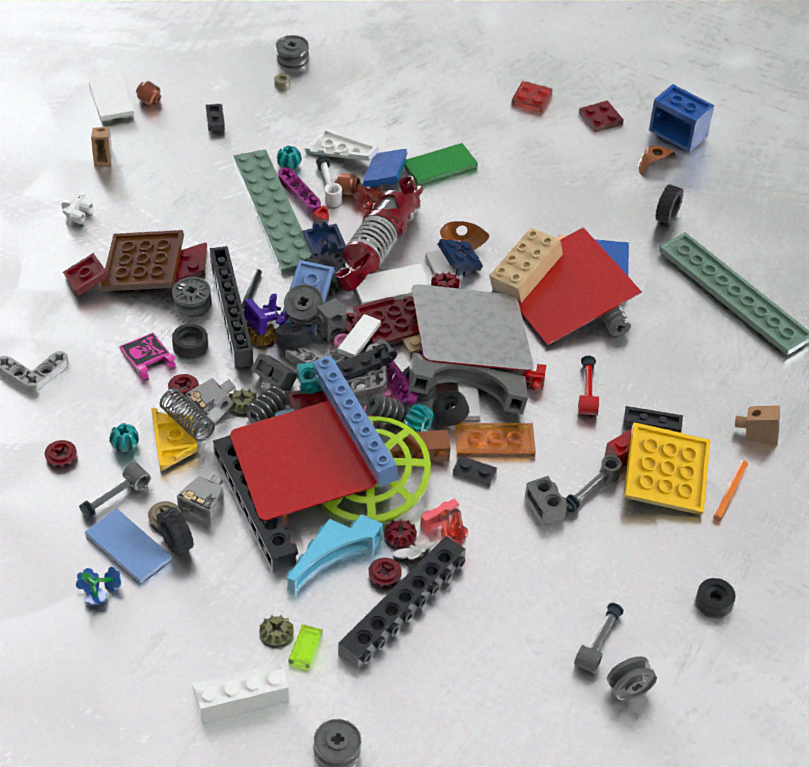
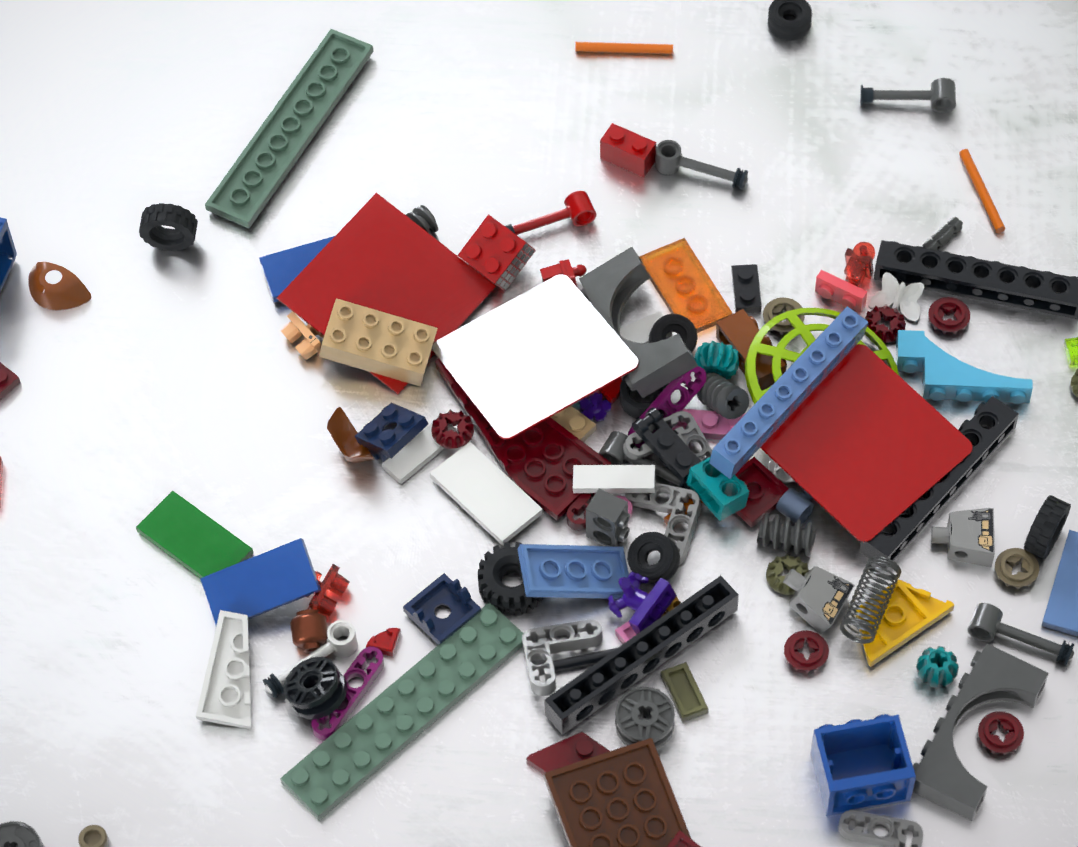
camera: 110 degrees left, 10 degrees up
(57, 409) = (993, 678): none -> dark grey arch
(85, 368) = (862, 764): none -> blue container
(145, 352) = (772, 729): dark pink flag -> none
(190, 351) = (733, 663): black tyre -> none
(209, 323) = (684, 692): none -> olive tile
(266, 270) = (544, 649): none -> light grey beam
(274, 372) = (729, 547): dark grey brick -> none
(289, 157) = (290, 731): teal piece -> none
(299, 296) = (601, 557): dark grey wheel -> none
(306, 171) = (315, 688): none -> black wheel
(379, 233) = (393, 535): dark red piece -> none
(448, 479) = (775, 308): none -> dark tan gear
(457, 601) = (943, 234): none -> dark grey axle
(486, 647) = (982, 191): none -> orange bar
(546, 499) = (747, 205): dark grey brick -> none
(568, 343) = (496, 252): none -> red brick
(631, 678) = (951, 44): dark grey wheel -> none
(653, 418) = (563, 143): black plate -> none
(667, 468) = (647, 95): yellow plate -> none
(761, 423) = (516, 35): medium nougat torso -> none

